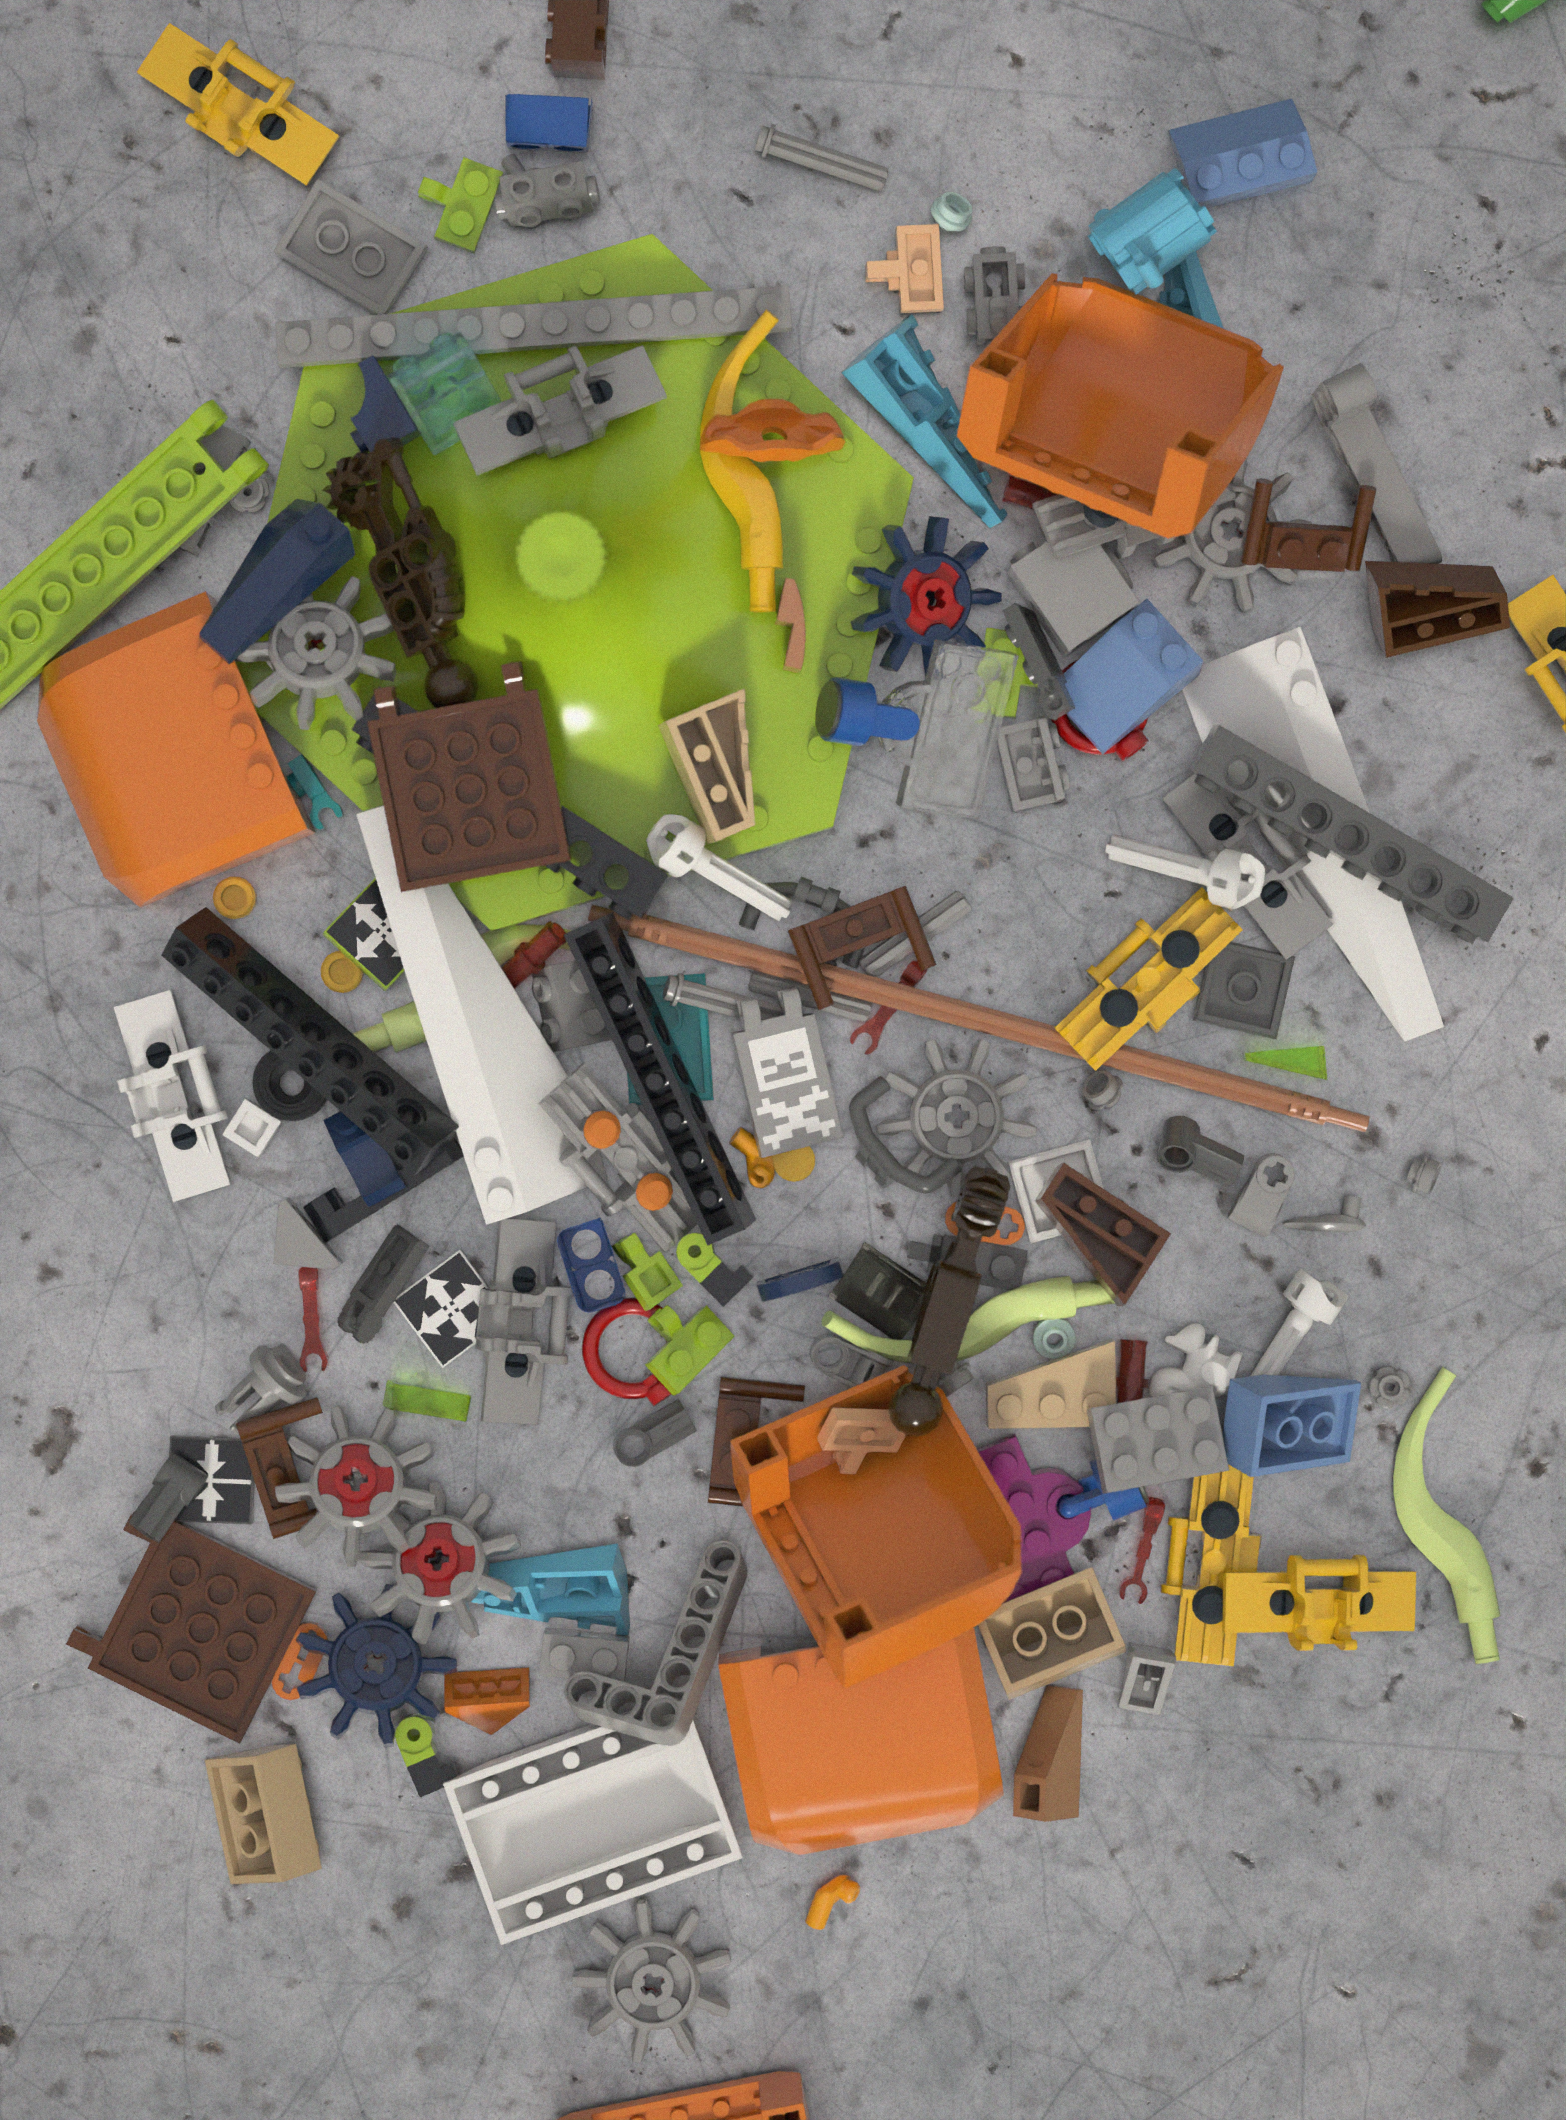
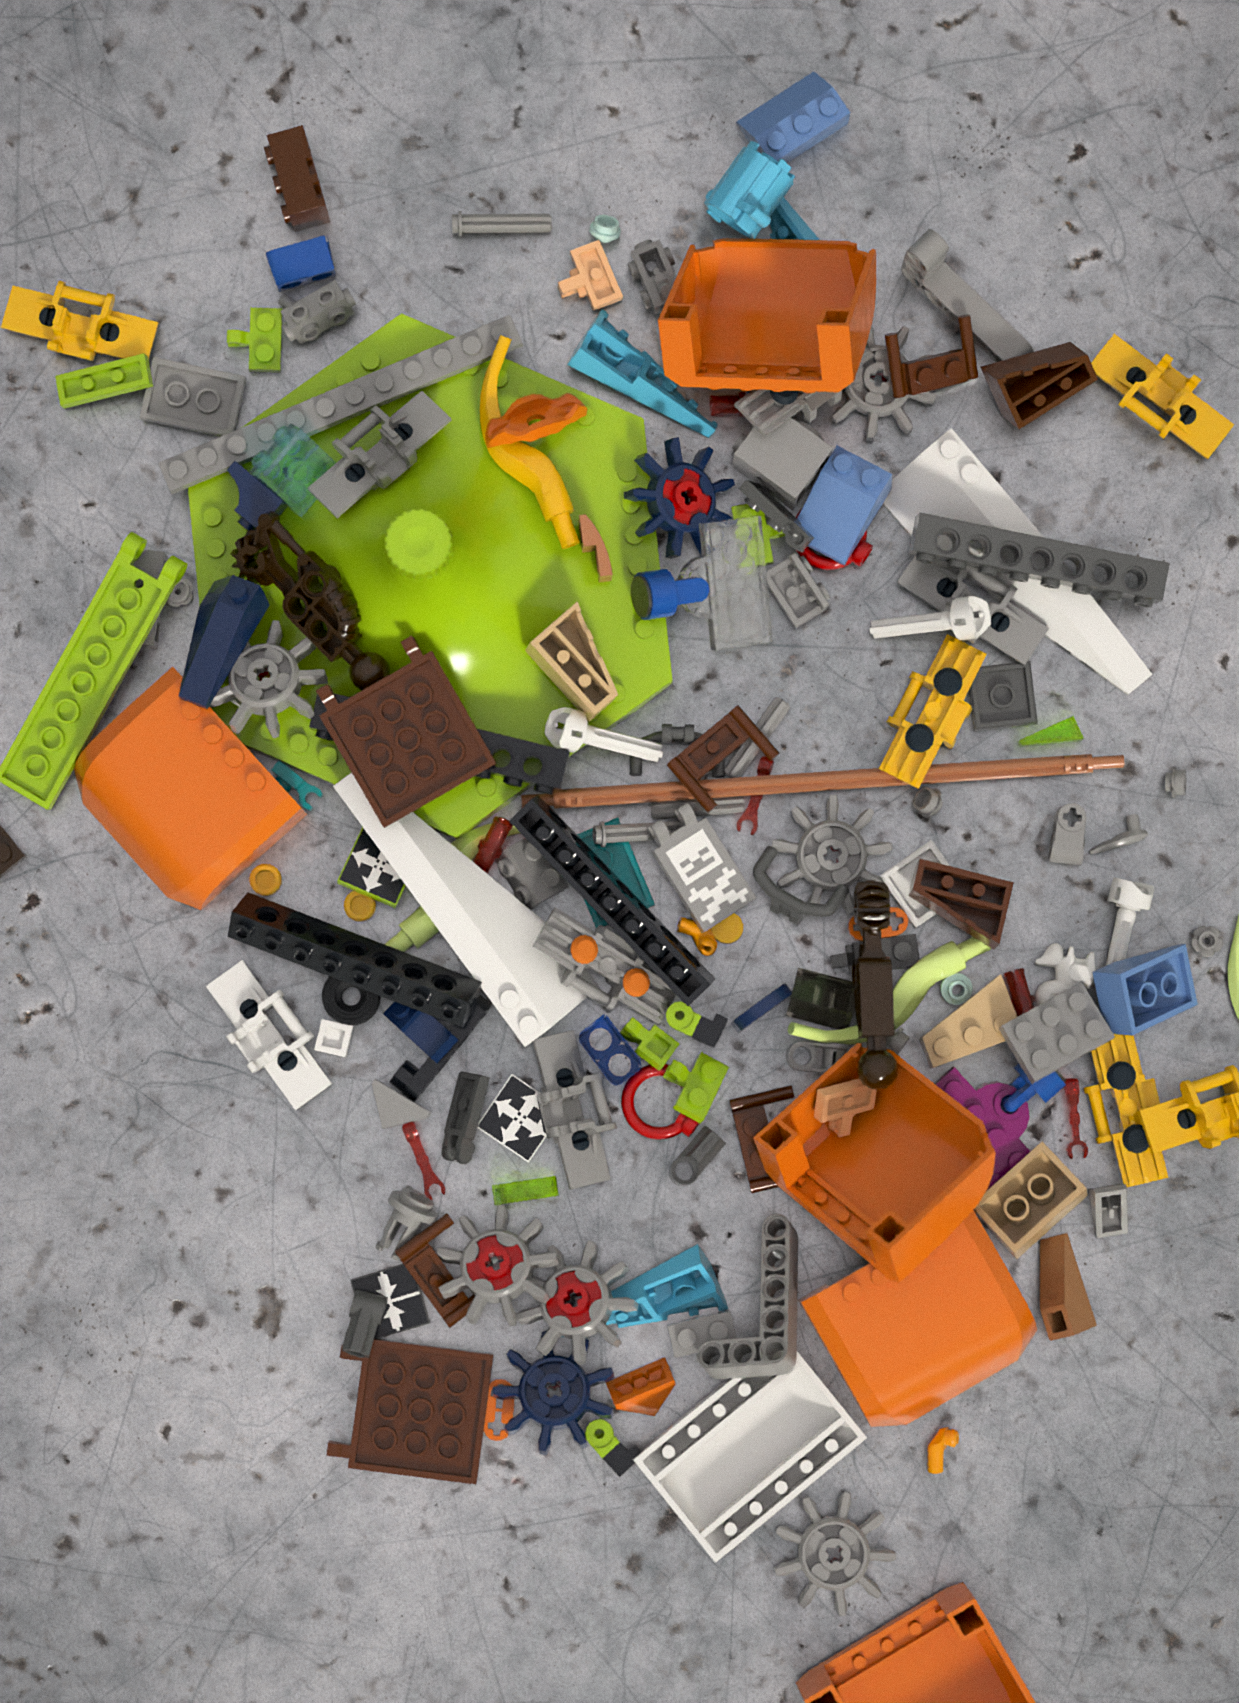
camera: 20 degrees left, 5 degrees down
(244, 188) = (104, 381): none -> lime plate
(263, 1814) = (510, 1530): tan slope -> none
(1185, 1149) = (1001, 822): dark grey piece -> none

